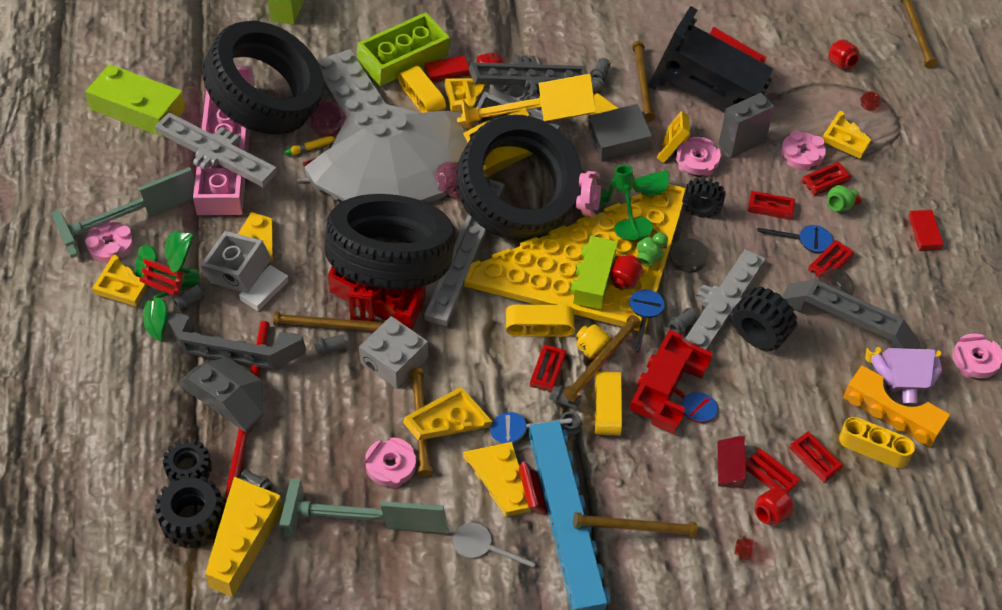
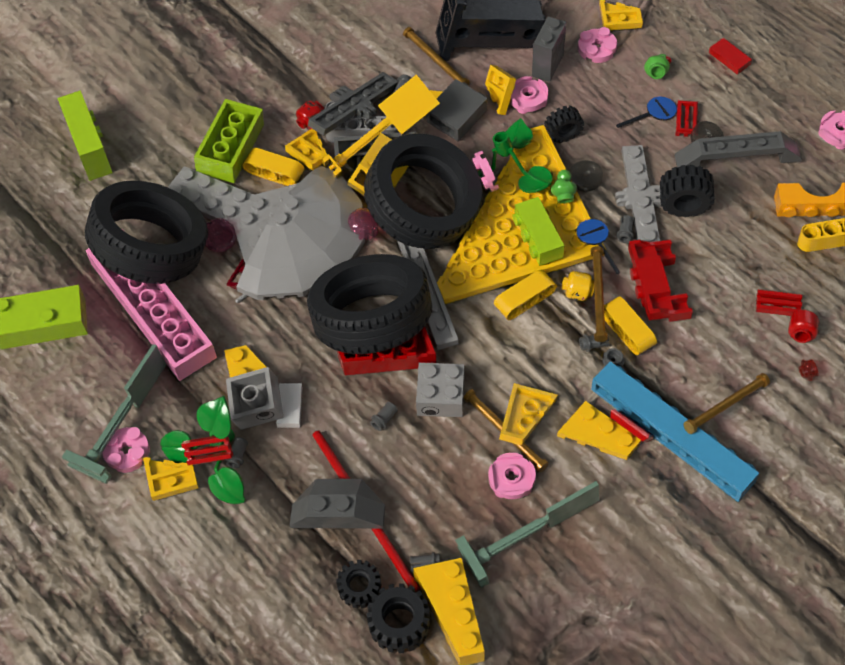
camera: 30 degrees left, 5 degrees up
(216, 149) = (159, 316): light grey hinge -> none
(279, 318) = (367, 399): pearl gold bar -> none
(286, 347) = (301, 476): dark grey slope -> none
(296, 149) = (212, 277): yellow piece -> none
(352, 295) = (394, 360): red tile -> none
(447, 69) = (275, 136): red tile -> none
(474, 541) = (621, 494): light grey piece -> none
(512, 427) = (574, 390): blue piece -> none
(543, 383) = (566, 342): red tile -> none
(601, 69) = (397, 67): dark grey pin -> none
(626, 272) = (562, 216): red head -> none
(698, 406) = (689, 284): blue piece -> none
(731, 462) = (747, 312): dark red slope -> none
(770, 205) = (612, 103): red tile -> none
(813, 459) = (797, 274): red tile -> none
(828, 181) = (625, 68): red tile -> none
(907, 370) = (806, 168): lavender torso -> none

